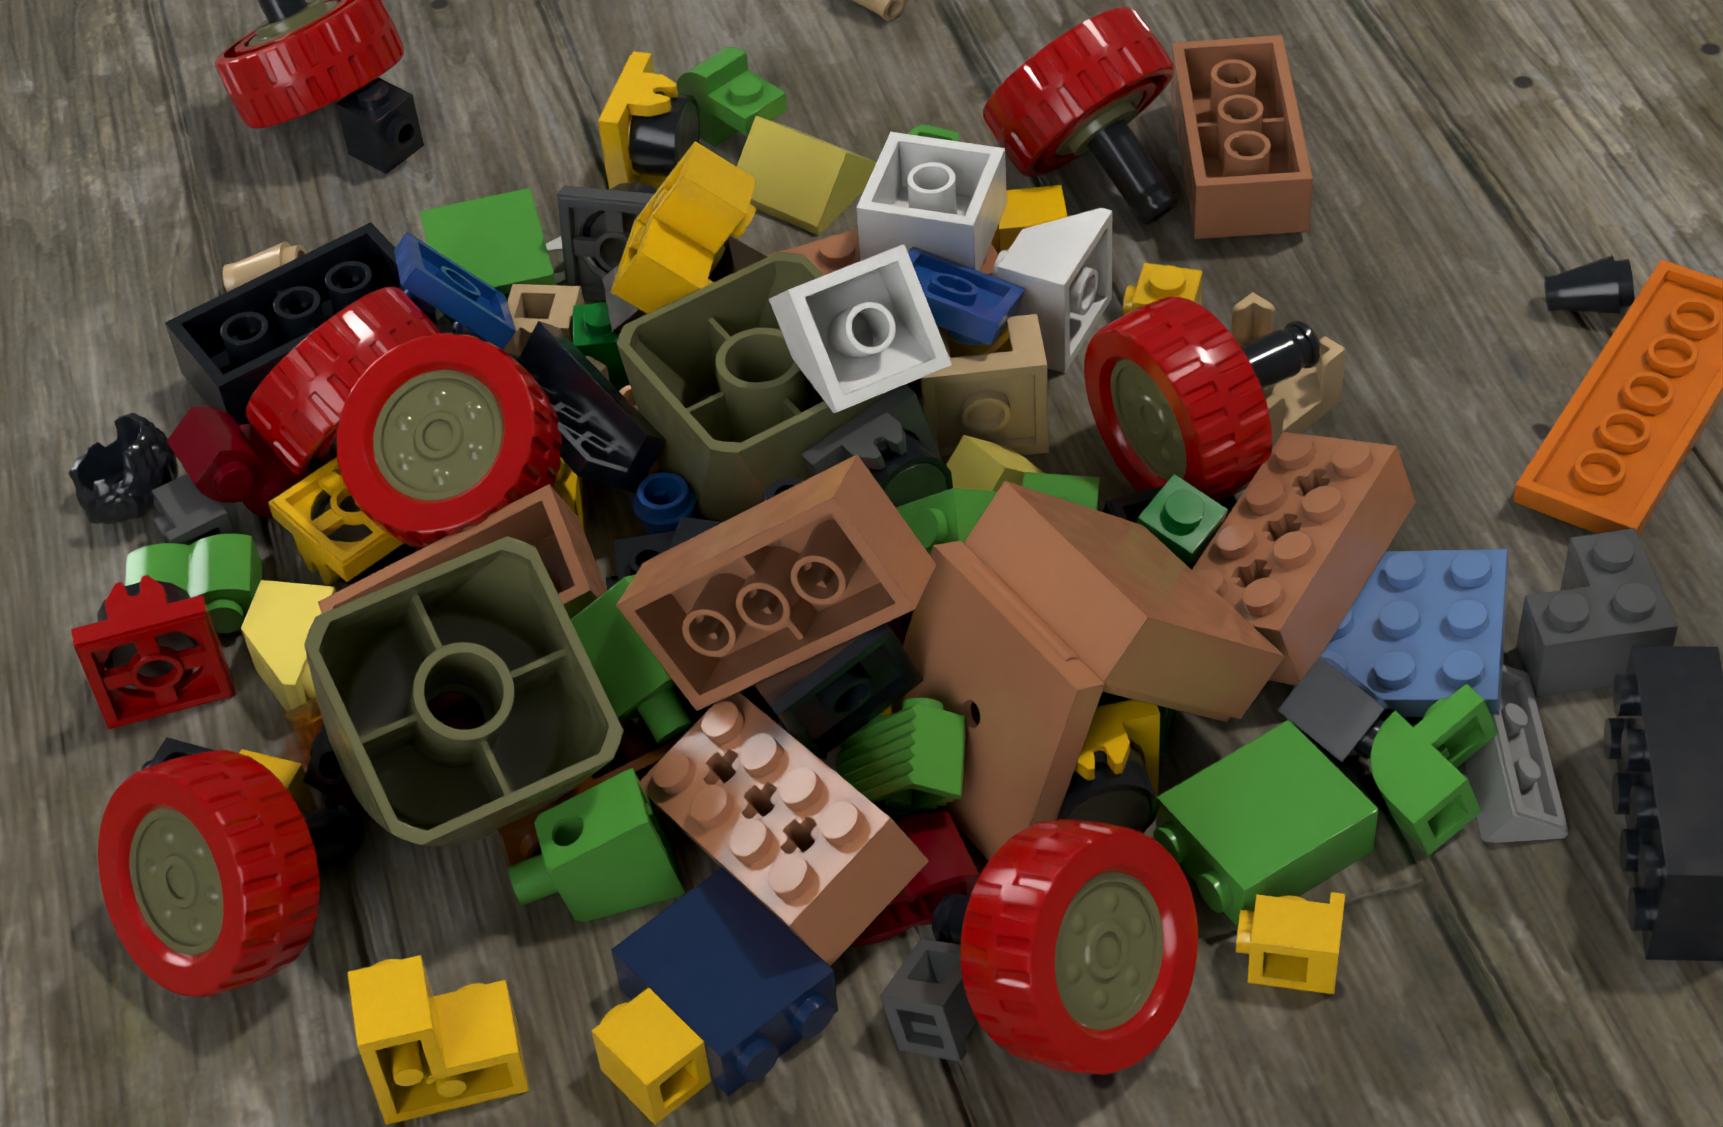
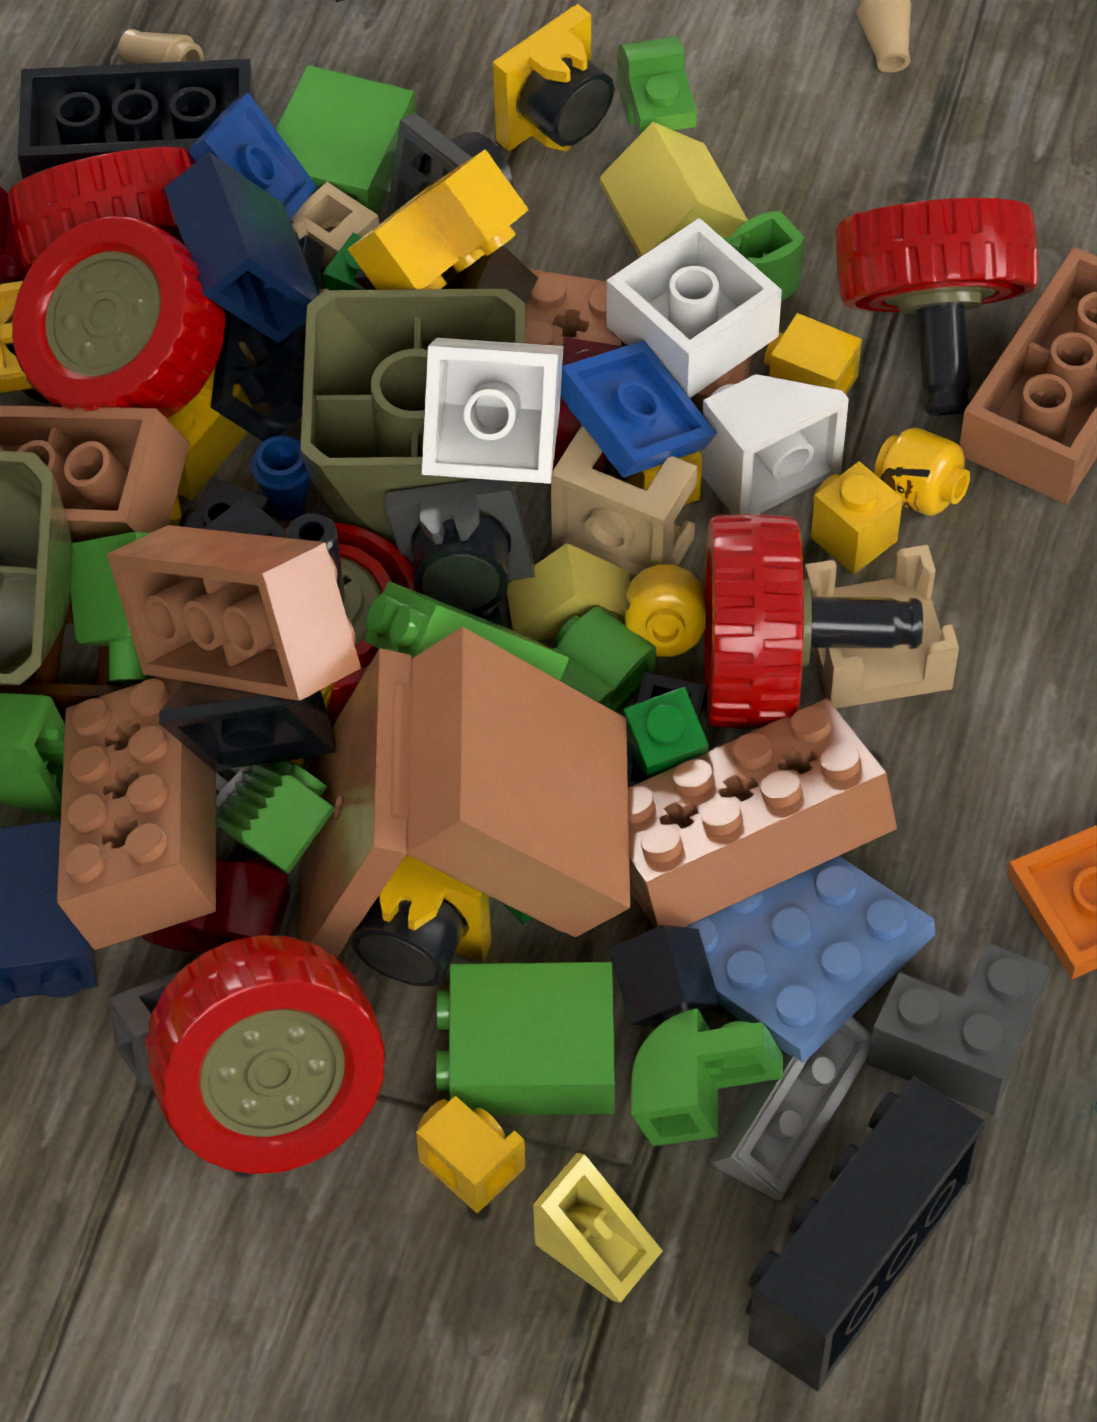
camera: 30 degrees right, 10 degrees up
(528, 332) = (242, 247): none -> dark blue brick
(1081, 444) = (666, 608): none -> yellow head
(1189, 246) = (923, 470): none -> yellow head
(1454, 940) = (593, 1230): none -> light yellow slope

